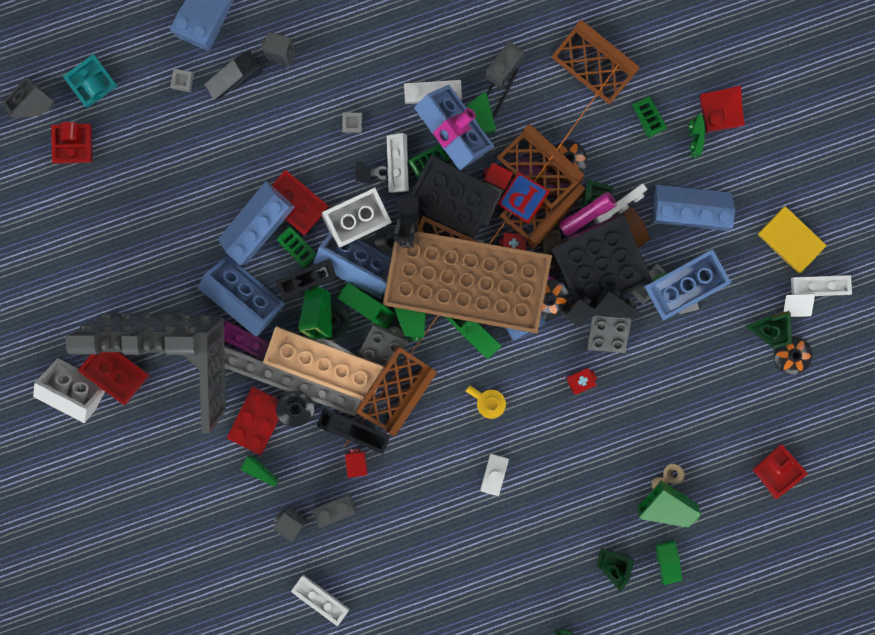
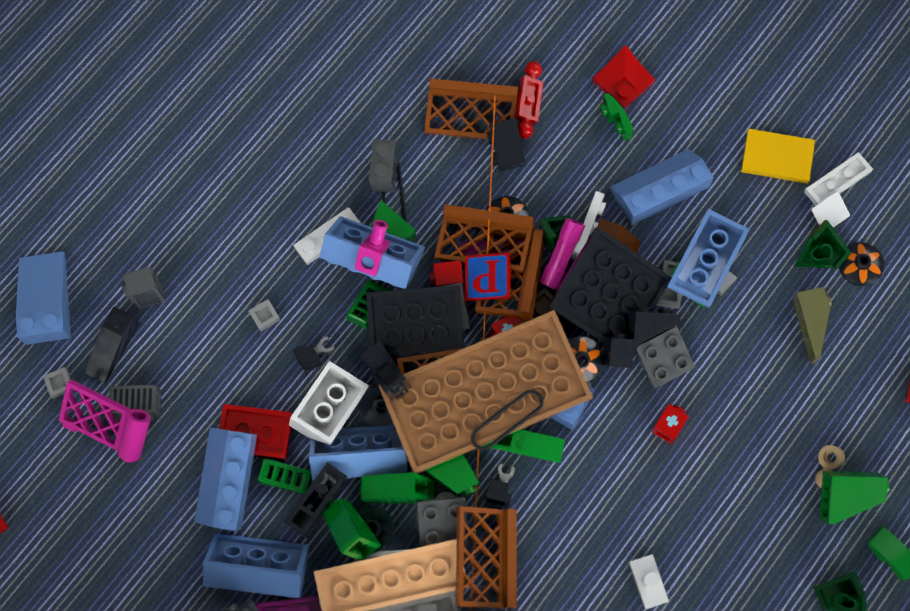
camera: 30 degrees left, 15 degrees down
(209, 148) = (131, 429): none -> dark pink piece
(225, 128) = (137, 397): none -> dark grey brick
(397, 163) = (337, 325): white plate -> none
(434, 350) = (498, 490): none -> black piece
(471, 318) = (512, 428): none -> black piece
(489, 403) = (592, 508): yellow piece -> none
(603, 106) = (507, 145): none -> black brick
(642, 81) = (529, 99): none -> red plate
(654, 113) = (566, 141): green slope -> none
(731, 371) = (813, 313): none -> olive slope

